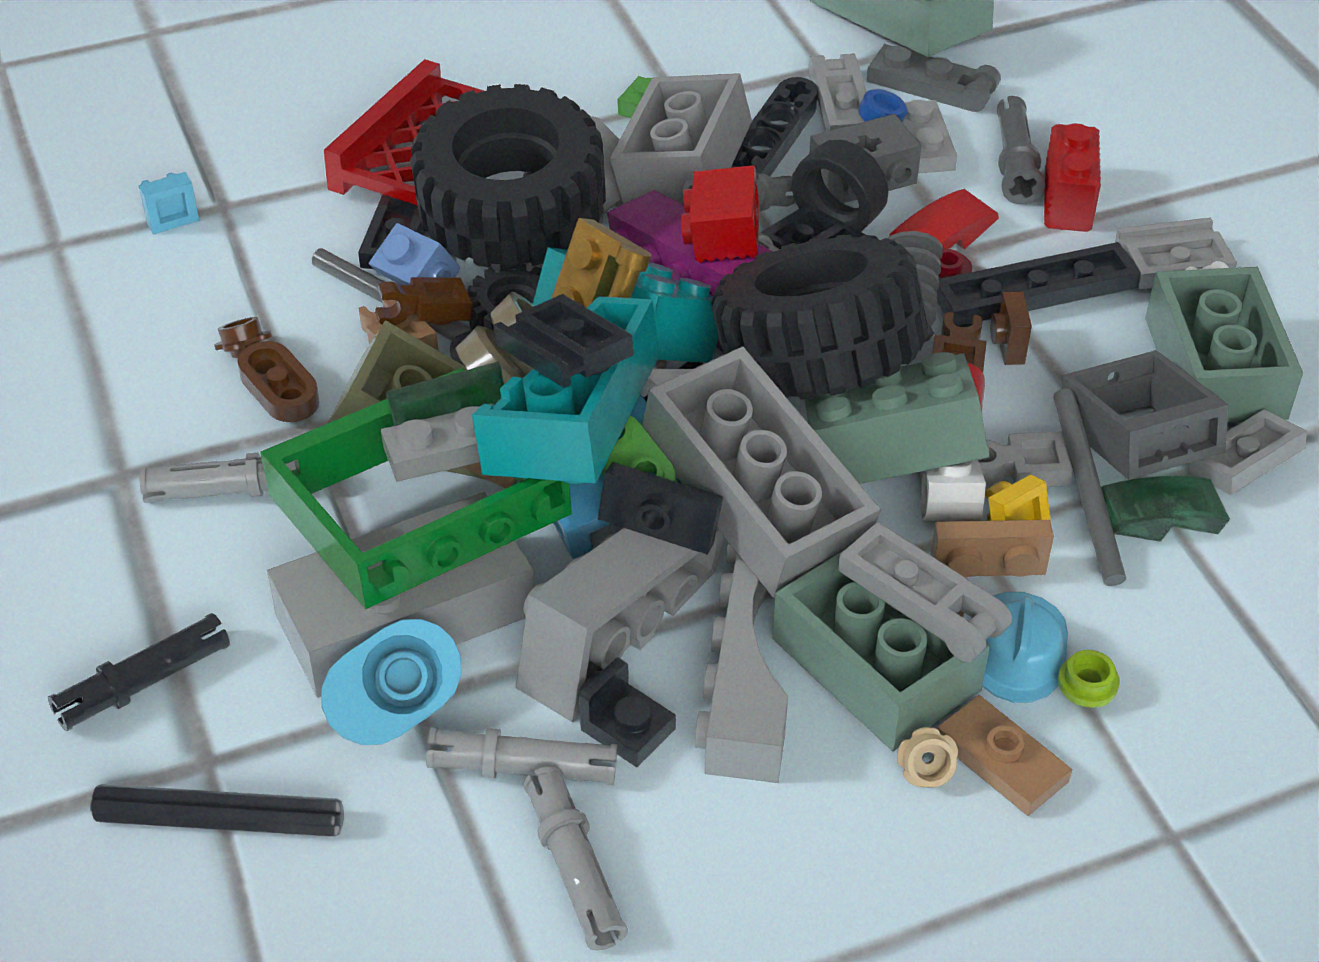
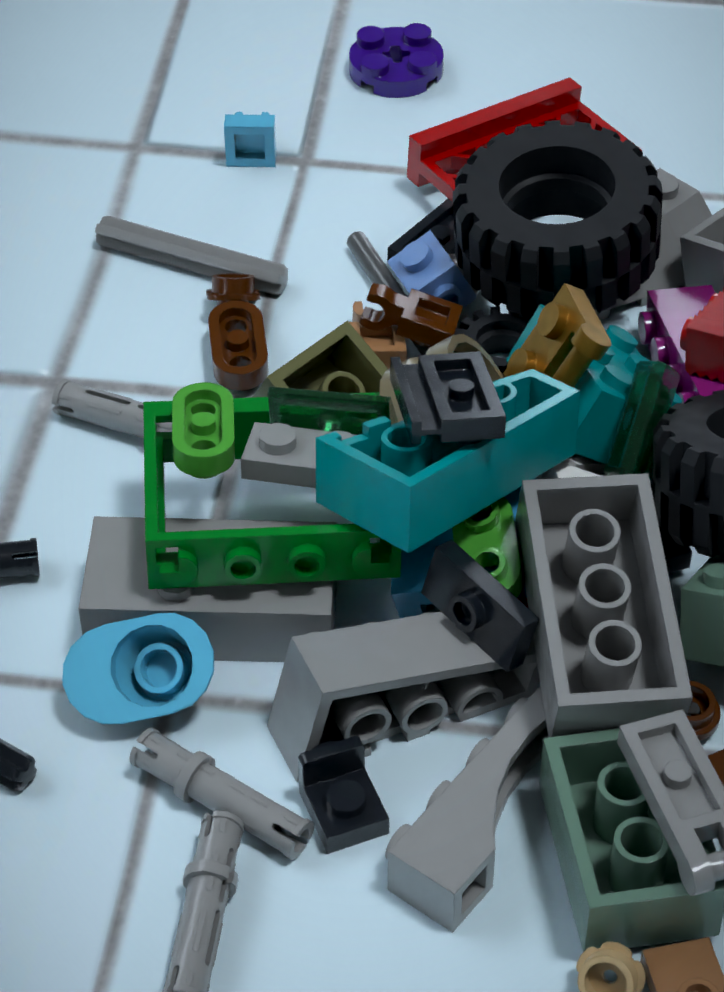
camera: 30 degrees right, 0 degrees up
(172, 320) = (189, 253): none -> light grey axle
(230, 92) = (413, 47): none -> dark purple plate
(341, 452) = (203, 430): none -> bright green plate
(696, 310) = (646, 402): none -> clear green slope

